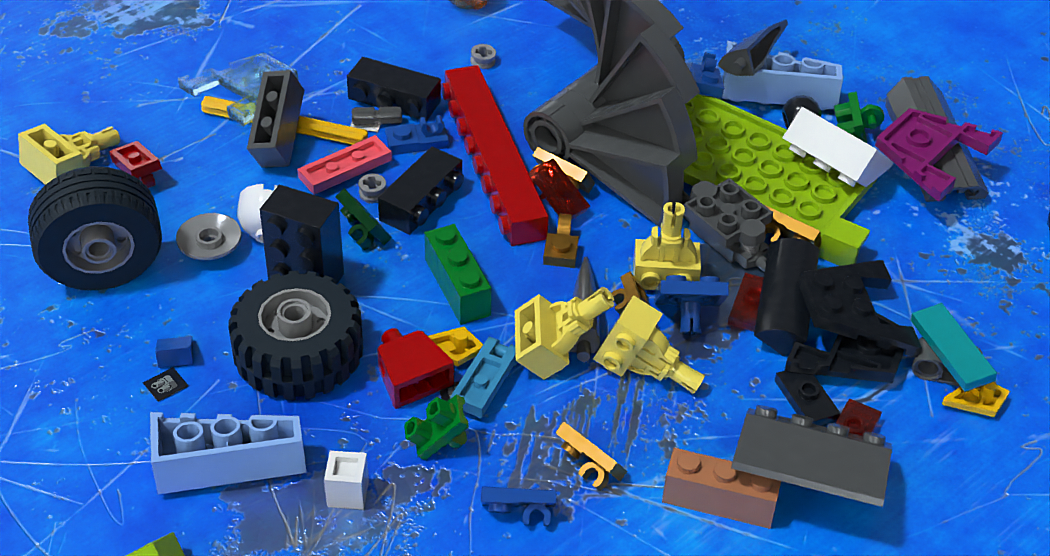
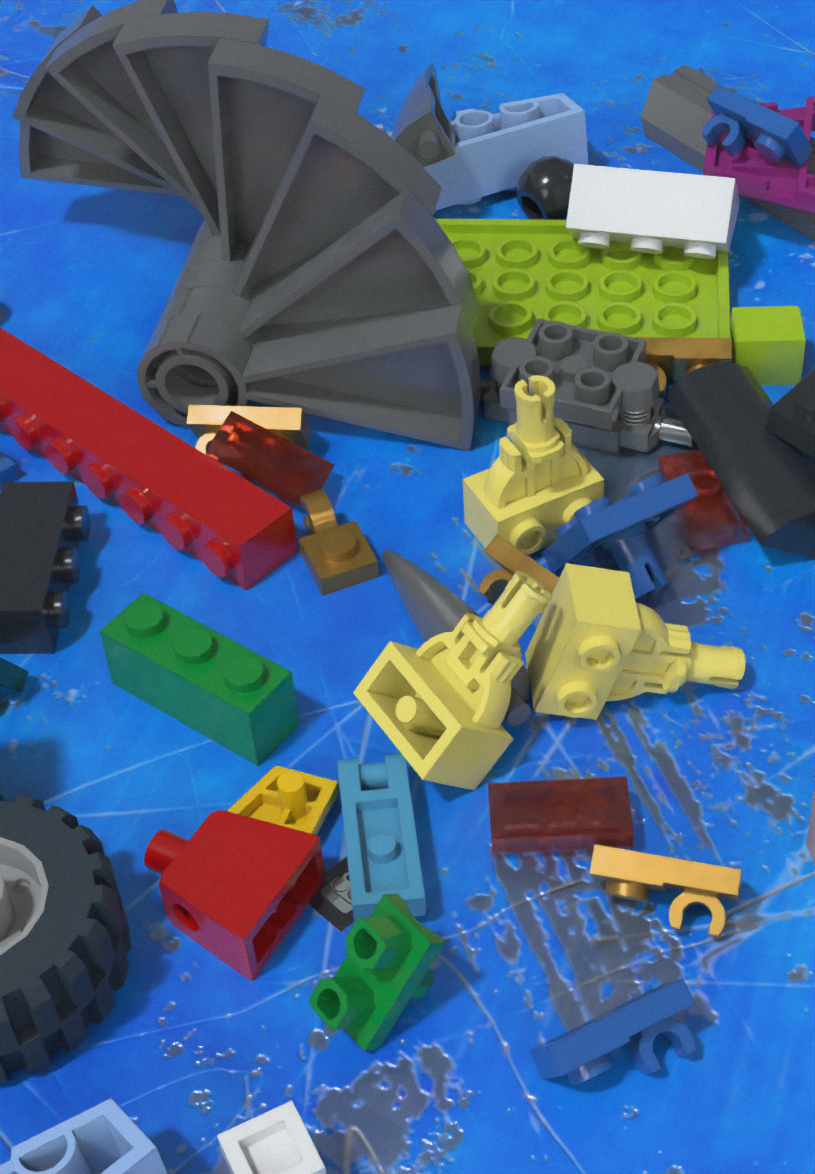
camera: 25 degrees left, 0 degrees up
(568, 406) = (560, 815): none -> clear red plate
(853, 119) = (645, 151): green hips -> none
(908, 120) = (742, 118): none -> blue plate

